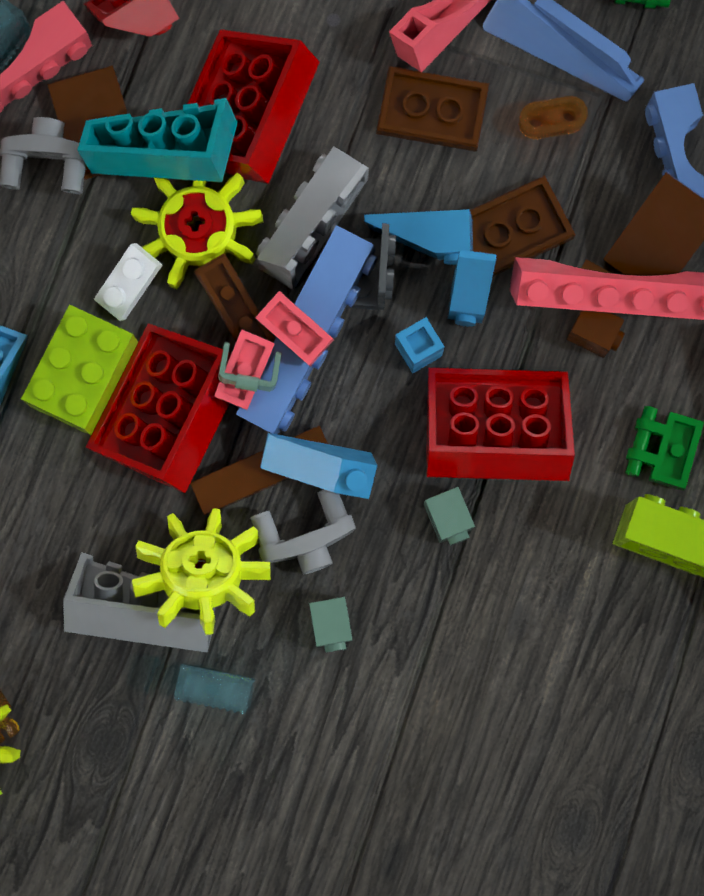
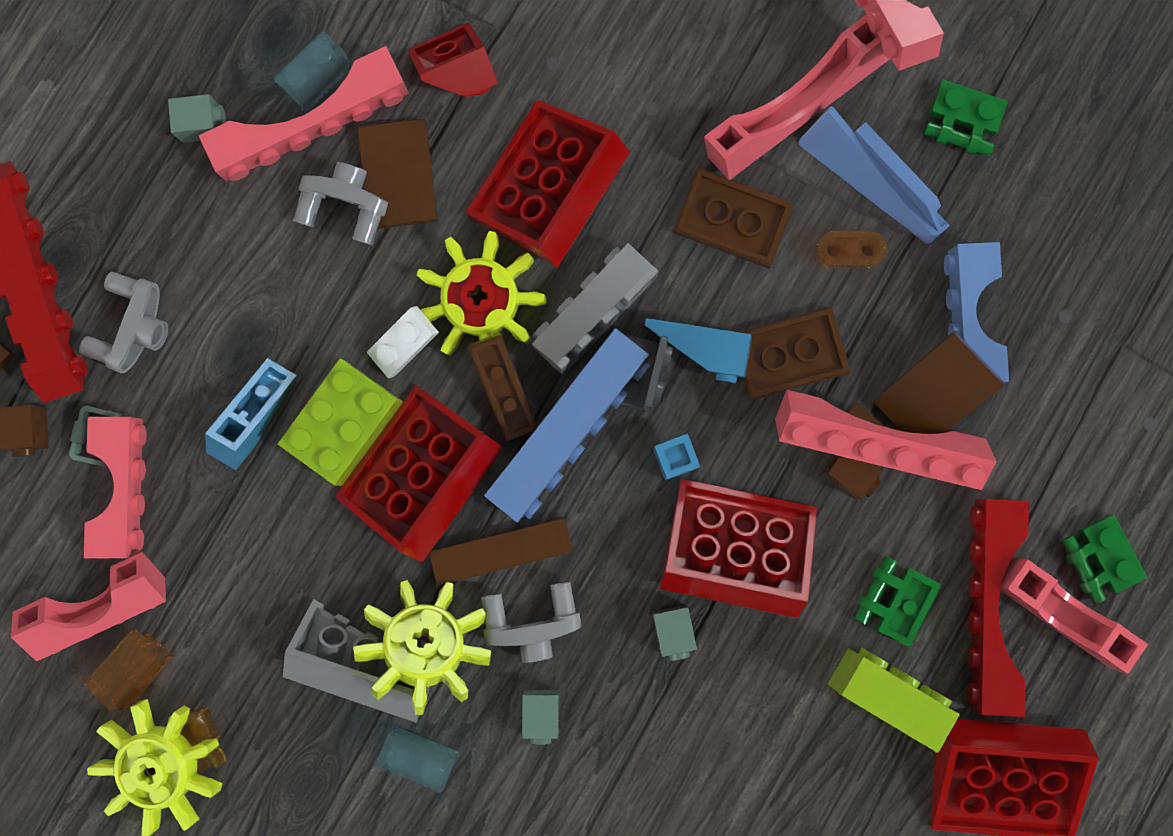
camera: 15 degrees right, 5 degrees up
(162, 144) = (468, 216): teal wedge -> none
(248, 382) = (498, 471): sand green piece -> none
(249, 359) = (499, 456): coral plate -> none
(294, 328) = (555, 425): coral plate -> none
(320, 464) = (559, 561): dark azure slope -> none
(471, 287) = (737, 414): dark azure slope -> none

